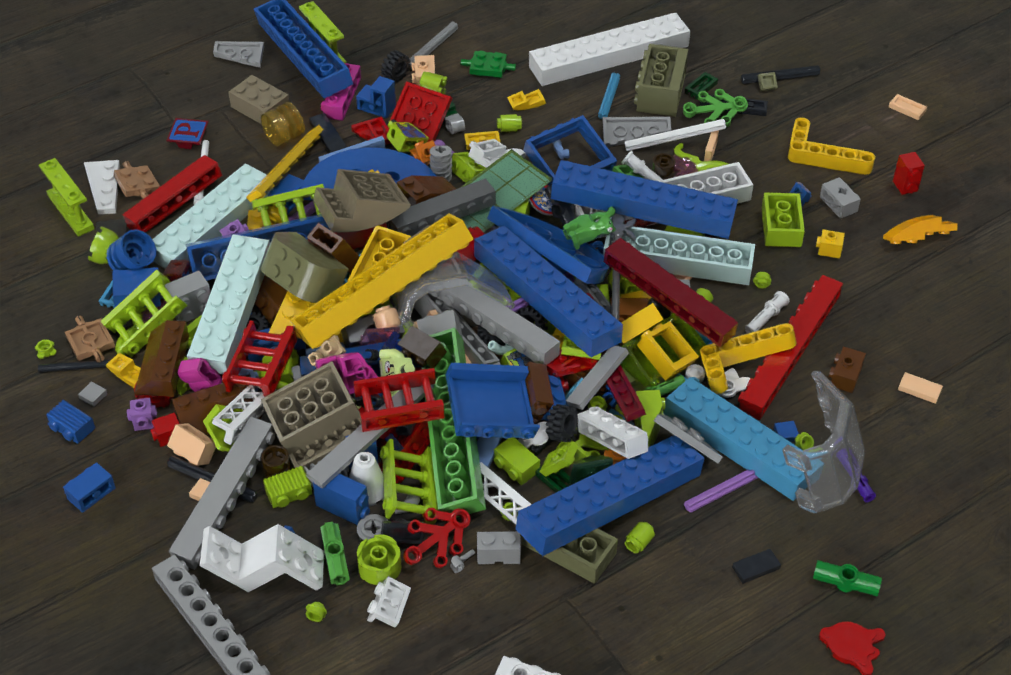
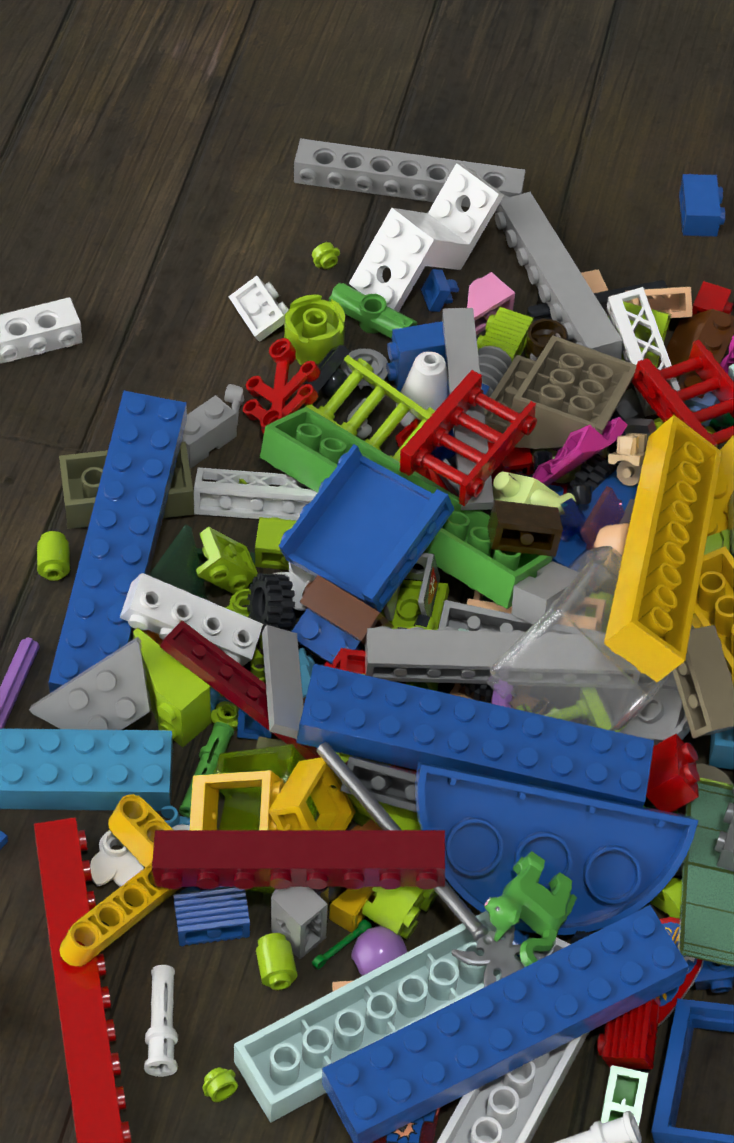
camera: 135 degrees right, 5 degrees up
(273, 512) = (486, 297): none -> bright pink slope

